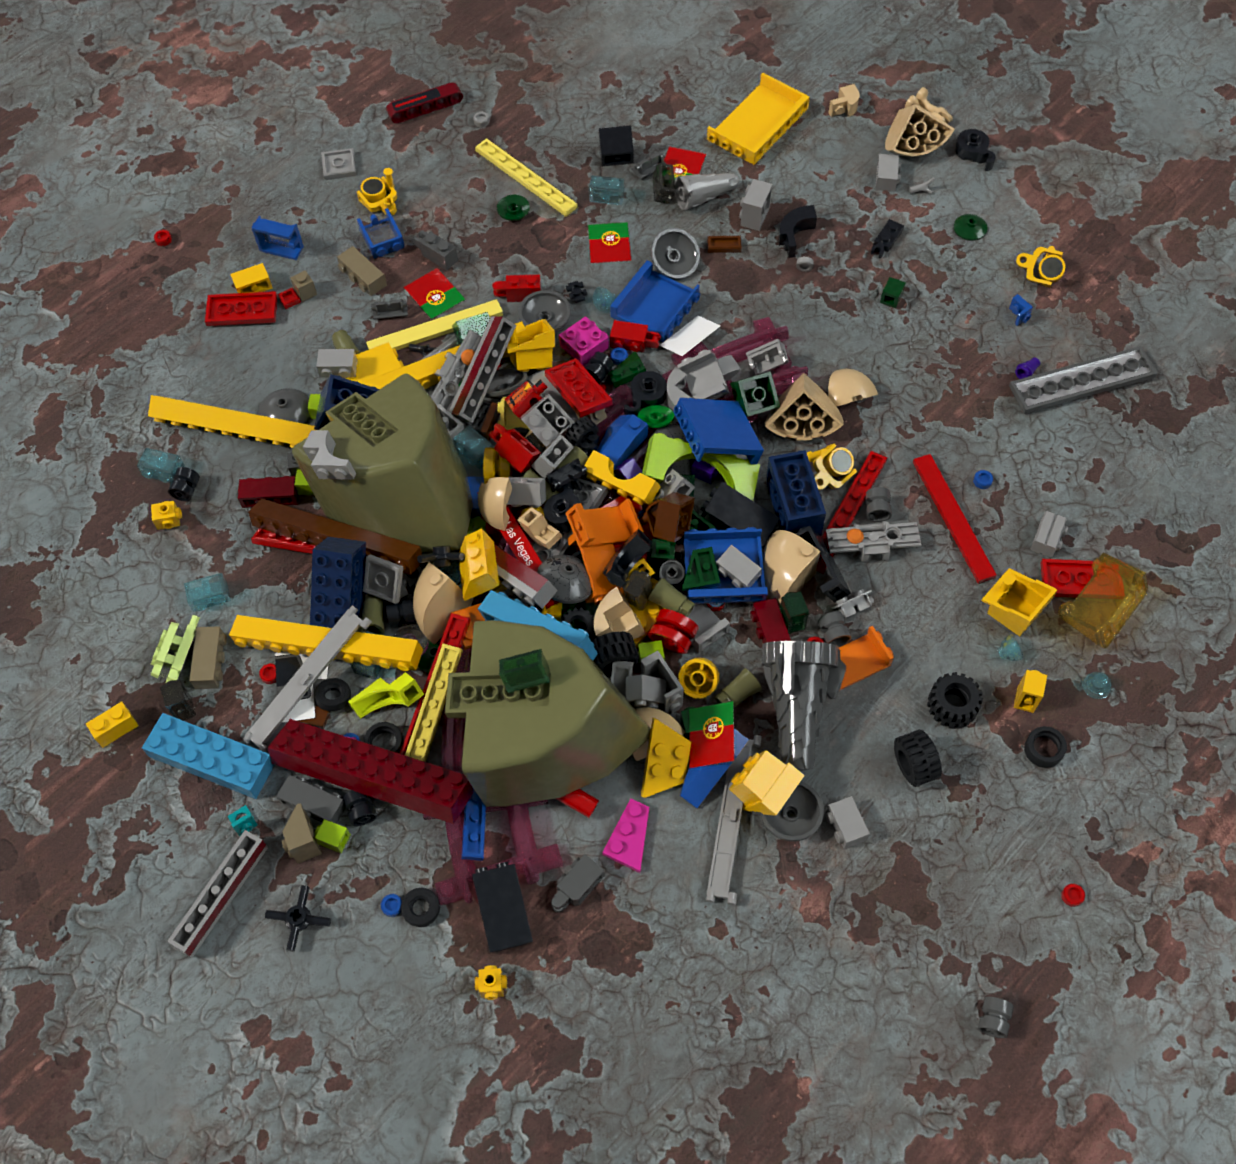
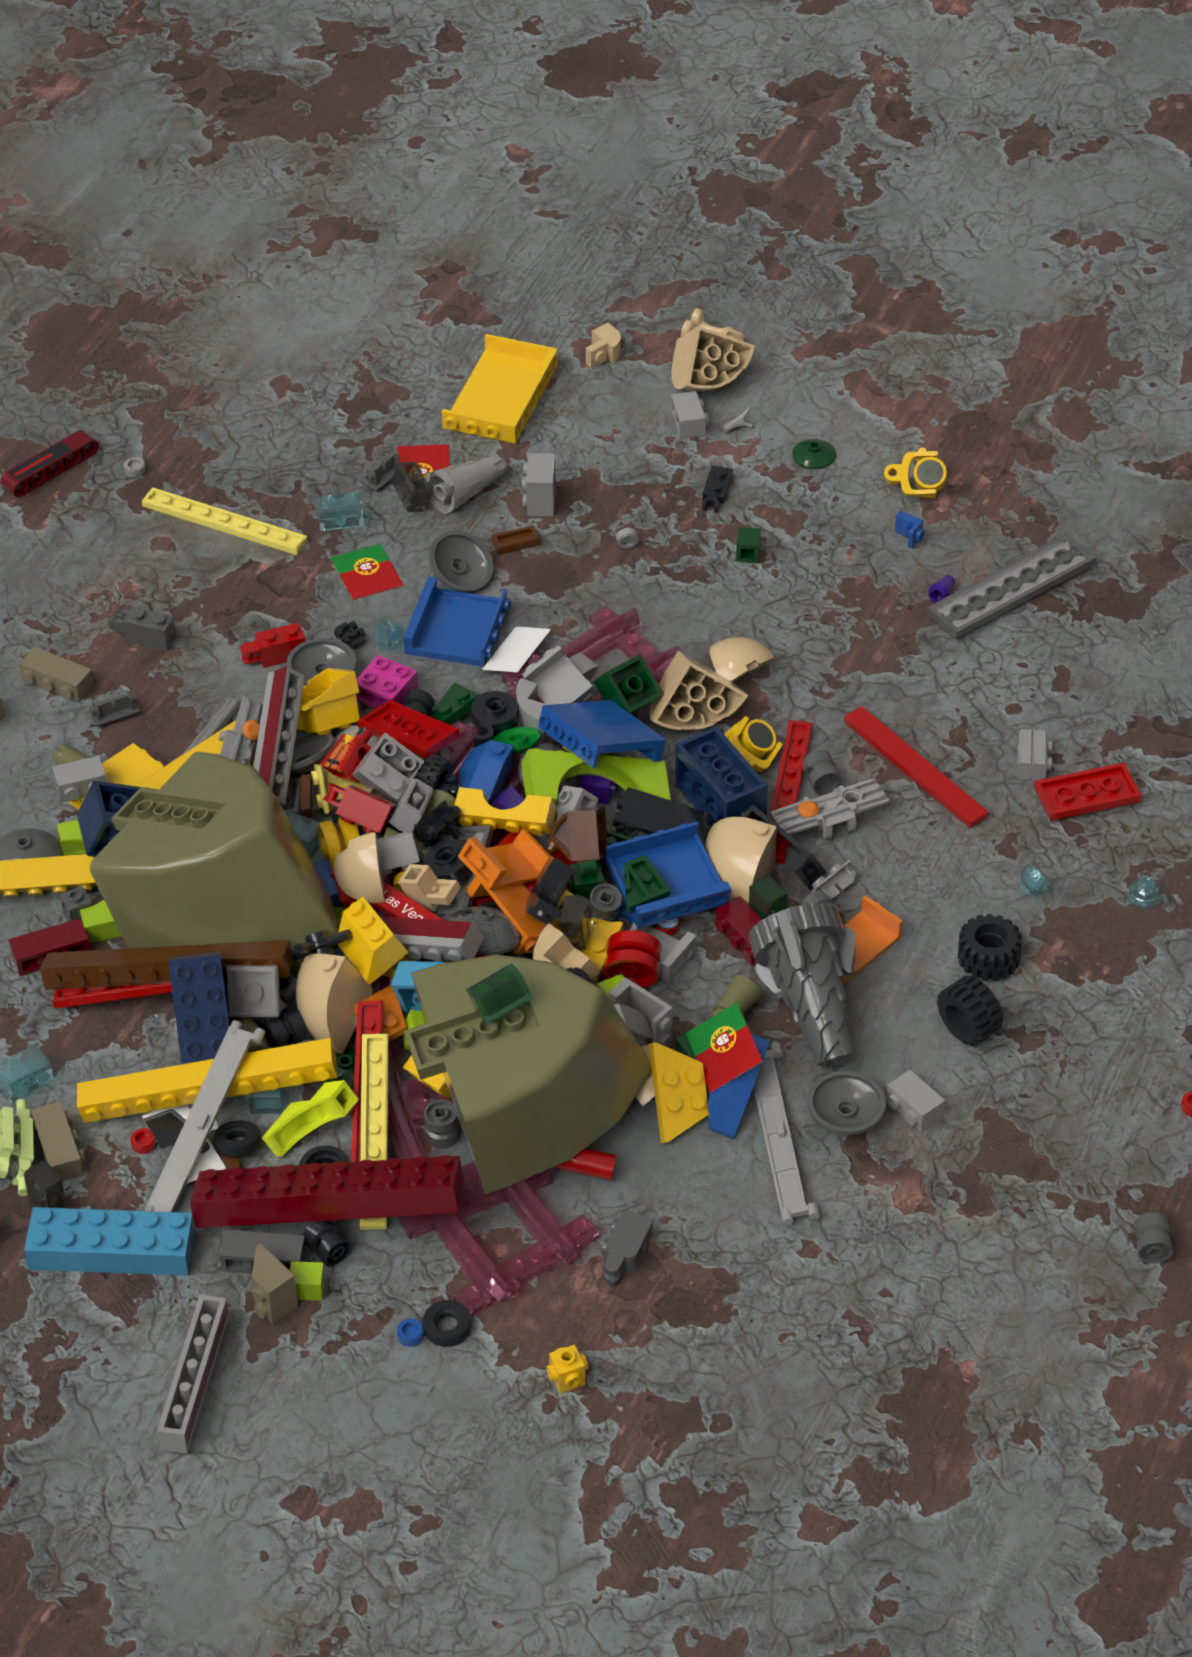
camera: 20 degrees left, 15 degrees down
(244, 823) = (187, 1296): teal bracket -> none
(293, 913) = (302, 1373): black bar -> none
(320, 450) = (153, 857): light grey arch -> none
(374, 193) = (30, 583): yellow piece -> none
(381, 236) = (65, 628): blue window -> none
(421, 349) = (175, 744): black bar -> none
(434, 293) = (162, 680): sticker -> none
(434, 328) = (189, 713): light yellow tile -> none
(474, 829) = (479, 1215): blue tile -> none
(475, 323) = (227, 704): clear green brick -> none
(501, 907) = (551, 1288): black panel -> none
(513, 207) = (225, 558): dark green dish -> none
(616, 146) = (331, 457): black slope -> none
(618, 355) = (437, 691): blue tile -> none
(628, 837) = (666, 1186): dark pink wing -> none
(633, 336) = (445, 666): red brick -> none
(670, 598) = (610, 920): olive plant -> none
(692, 680) = (682, 986): yellow cylinder -> none
(738, 568) = (685, 869): light grey brick -> none
(765, 783) = (805, 1078): yellow piece -> none
(767, 357) = (624, 645): light grey hinge -> none
(795, 221) = (597, 493): black arch -> none
(974, 145) = (785, 361): black piece -> none
(983, 479) = (934, 719): blue tile -> none
(1017, 600) = (1023, 827): yellow piece -> none
(1030, 691) = (1071, 914): yellow brick -> none
(1052, 734) = (1111, 954): black tyre -> none
(1106, 600) = (1123, 801): clear yellow windscreen -> none

